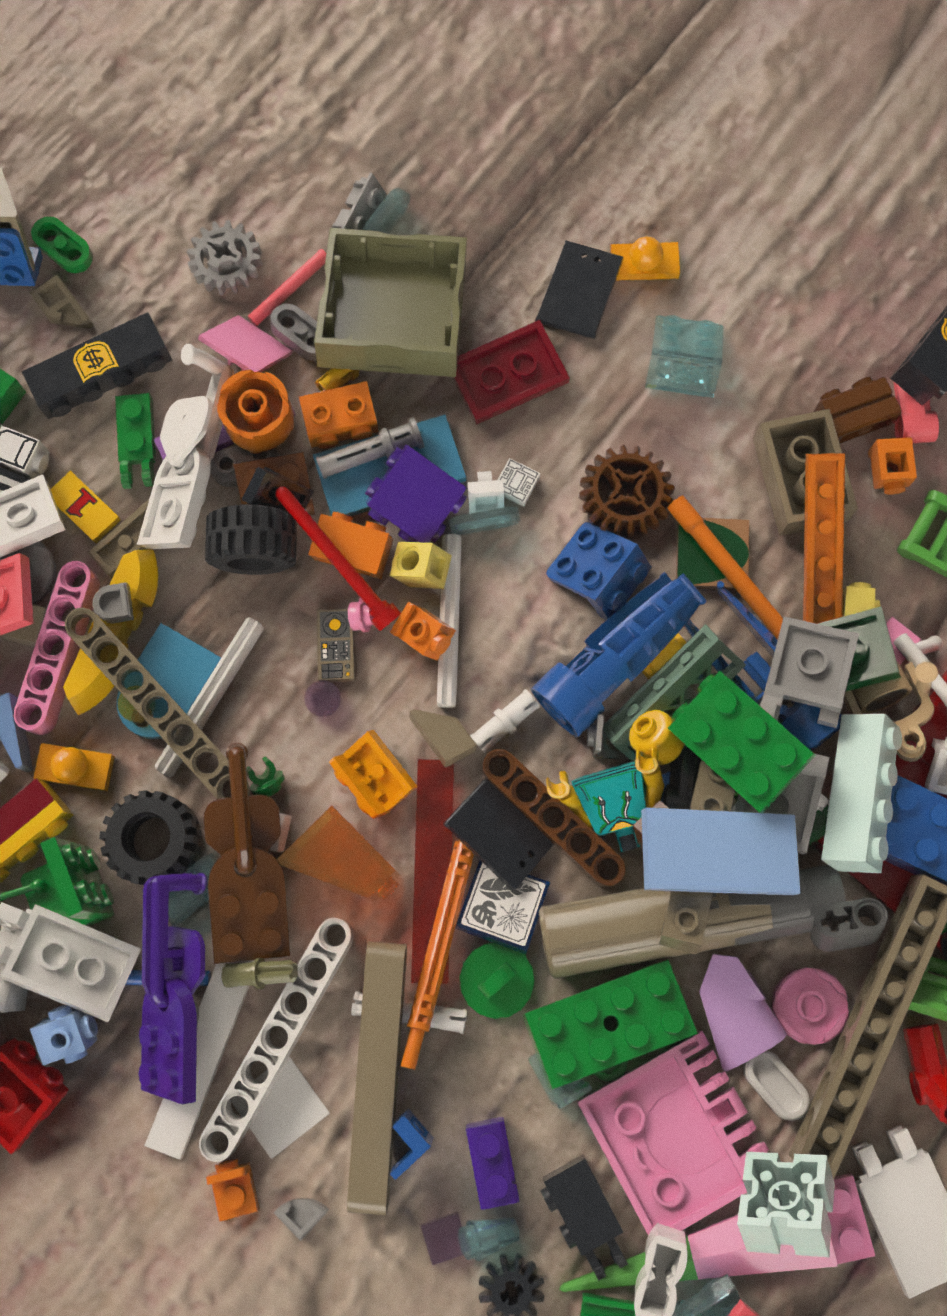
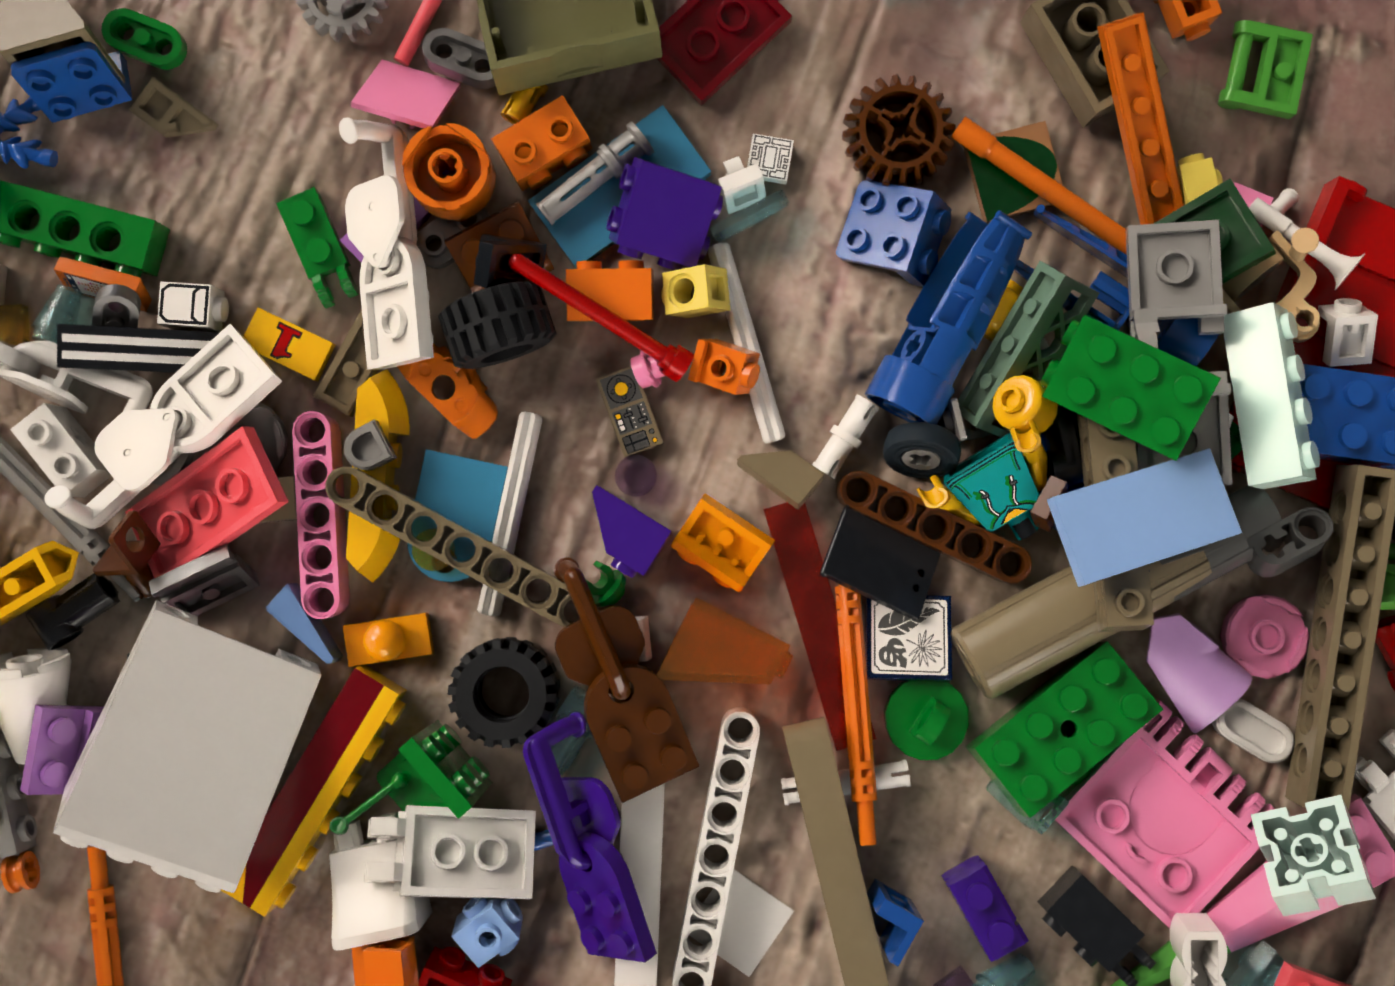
camera: 20 degrees left, 10 degrees up
(97, 366) = (243, 174): black brick -> none
(208, 600) = (469, 406): none -> orange piece
(259, 973) = (674, 797): olive axle -> none
(297, 741) = (628, 534): none -> dark purple slope
(562, 748) = (922, 450): none -> black bush

